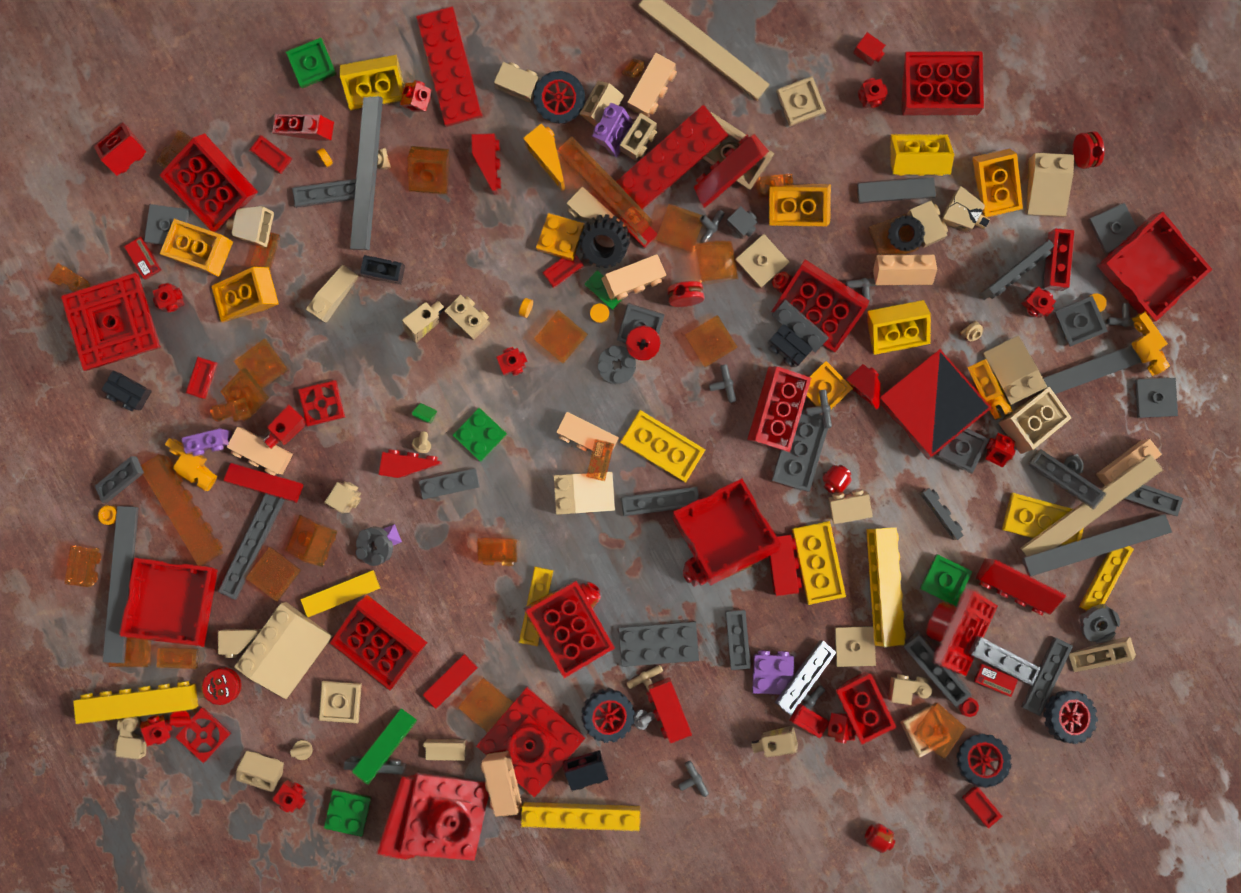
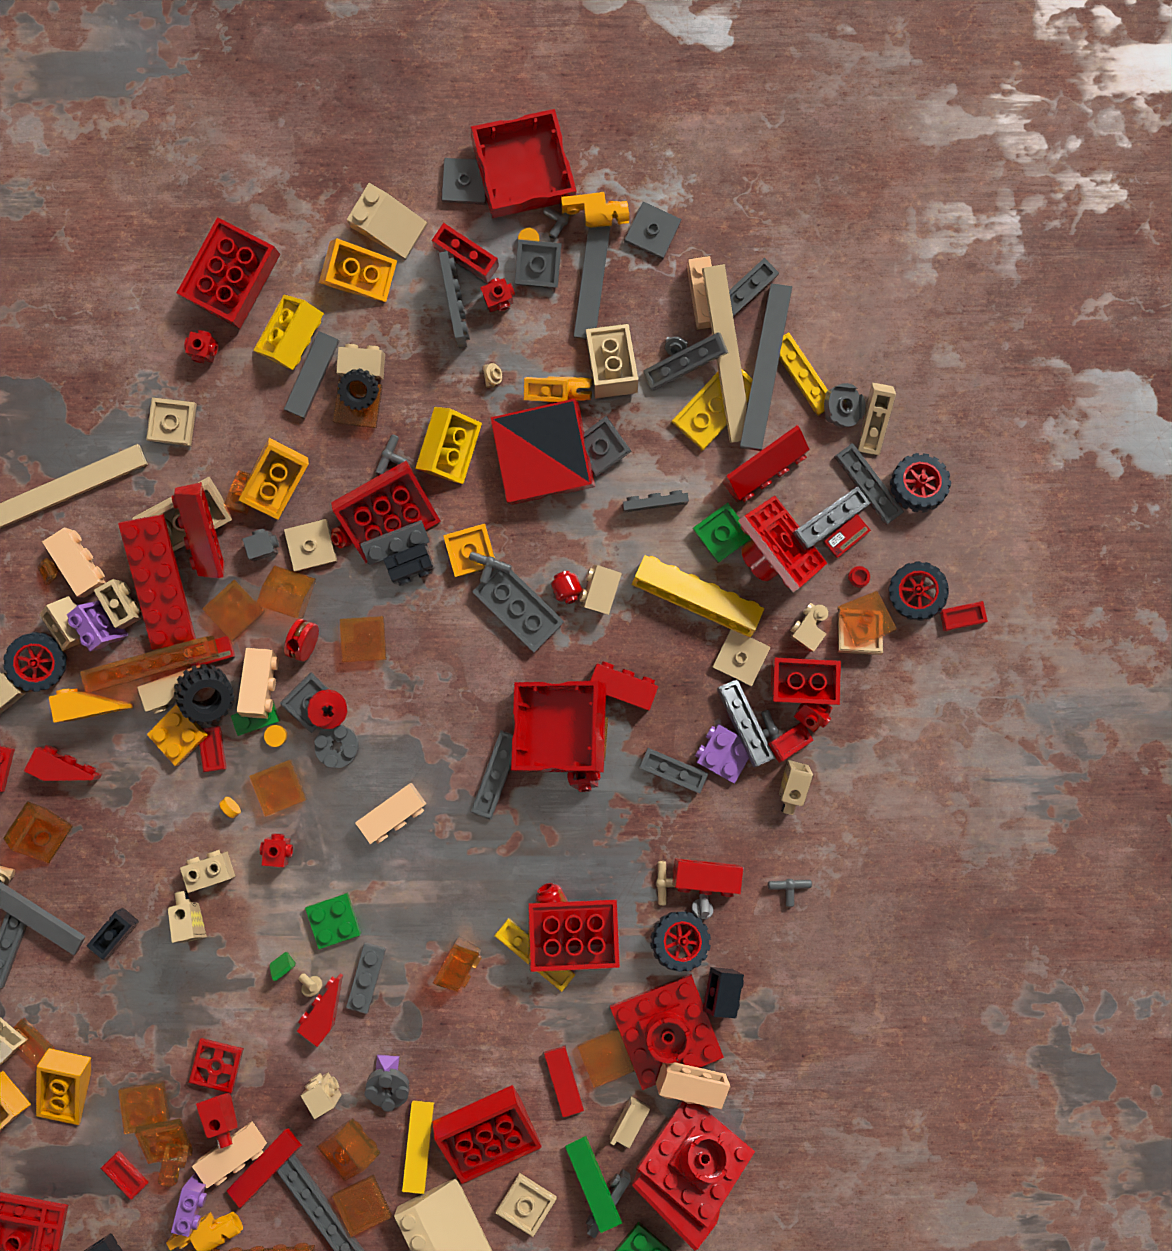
camera: 60 degrees left, 0 degrees up
(173, 300) = (23, 1168): red brick -> none
(332, 294) = (110, 997): tan slope -> none
(580, 816) = (766, 1021): yellow brick -> none
(583, 494) = (446, 847): tan slope -> none
(600, 460) = (421, 815): clear orange tile -> none
(658, 644) = (636, 851): dark grey plate -> none
(662, 446) = (442, 743): yellow tile -> none
(712, 226) = (248, 577): dark grey piece -> none
(727, 383) = (413, 645): dark grey piece -> none
(779, 408) = (465, 607): red slope -> none
(818, 563) = (640, 649): yellow tile -> none
(866, 384) = (488, 508): red slope -> none
(870, 49) = (156, 326): red brick -> none
(880, 838) = (941, 733): red head -> none
(905, 269) = (394, 409): light nougat brick -> none
(943, 677) = (819, 586): dark grey brick -> none
(964, 212) = (369, 319): tan torso -> none
(1000, 449) = (622, 411): red brick -> none
(1015, 370) = (551, 354): tan slope -> none
(1088, 150) = (372, 165): red head -> none

